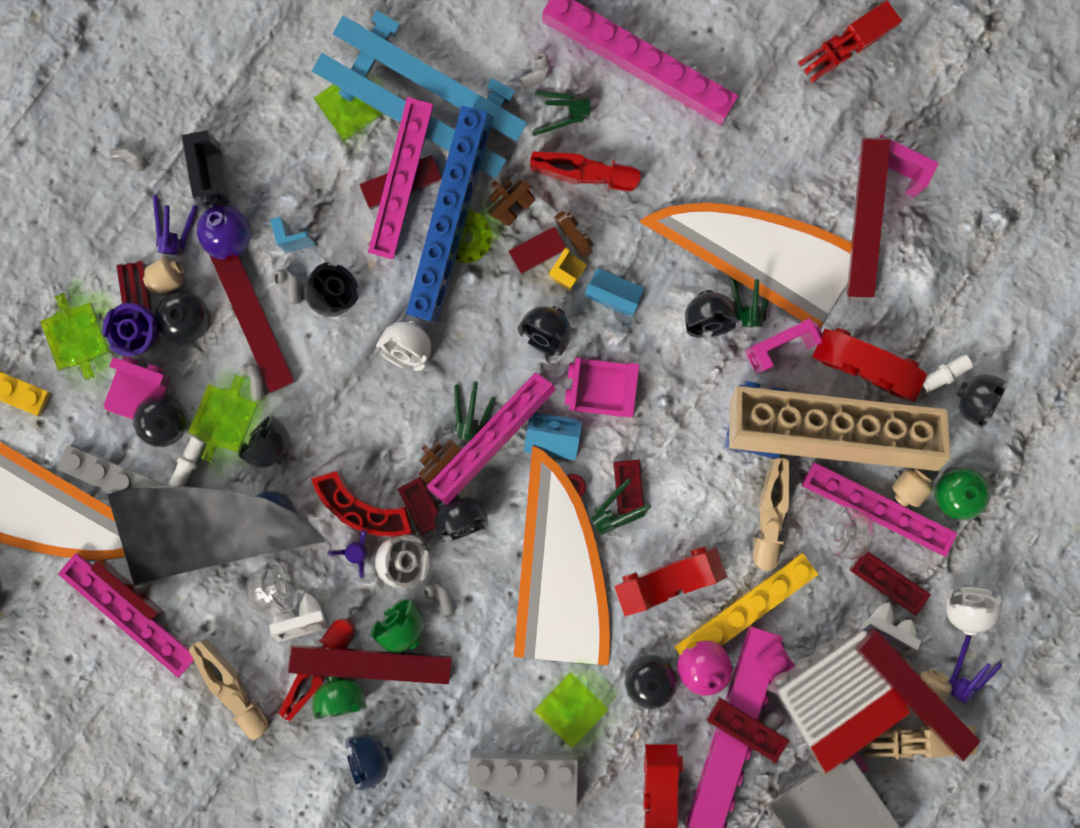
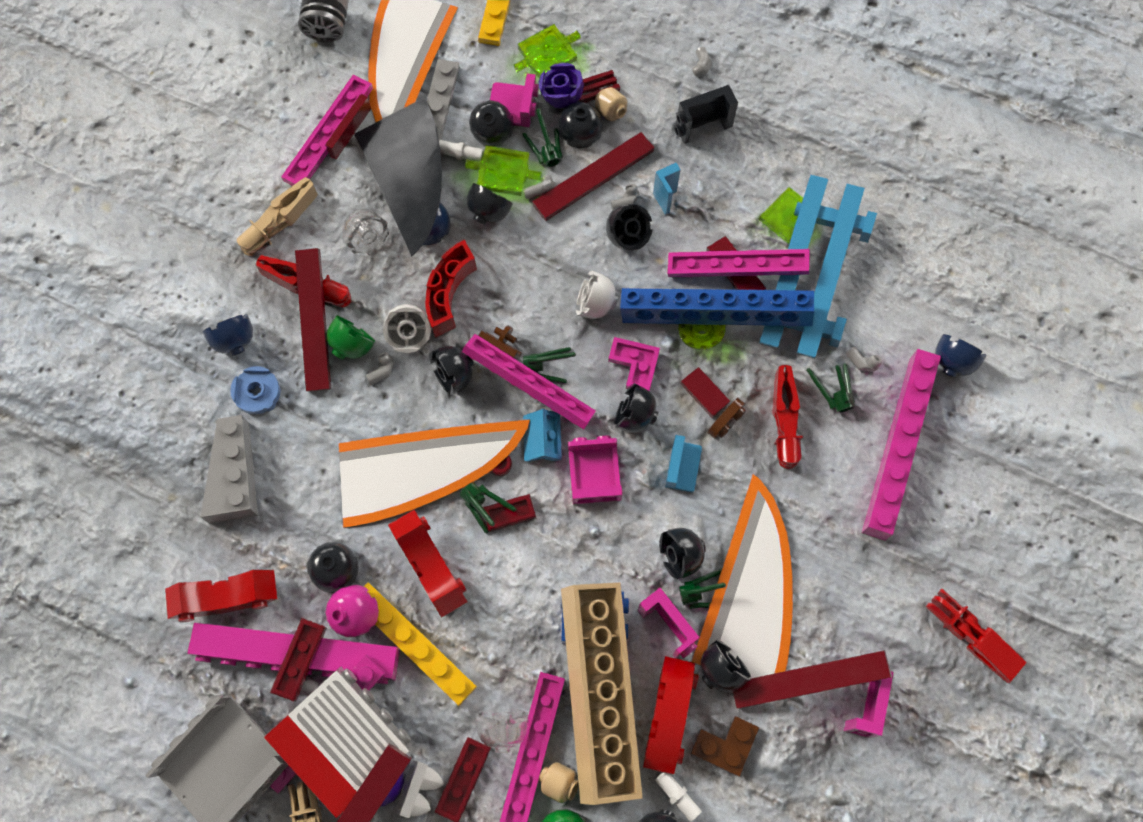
camera: 80 degrees right, 15 degrees down
(167, 241) = (639, 104): dark purple plant -> none
(213, 359) = (550, 154): none -> dark green plant
(223, 231) = (658, 138): dark purple cylinder -> none
(310, 620) = (337, 254): white tile -> none
(338, 698) = (280, 300): green cylinder -> none
(354, 553) = (408, 292): dark purple plant -> none
(419, 504) = (459, 335): dark red tile -> none
(445, 752) = (260, 403): none -> medium blue plate
(489, 310) = (639, 357): none -> dark pink plate
(518, 192) = (751, 365): reddish brown hips -> none
(567, 270) = (694, 419): yellow panel -> none
(571, 709) = (297, 500): clear neon green plate -> none
(767, 548) = (502, 648): tan arm -> none
(837, 301) = (723, 669): none -> black cylinder
(914, 315) = (727, 753): none -> reddish brown plate

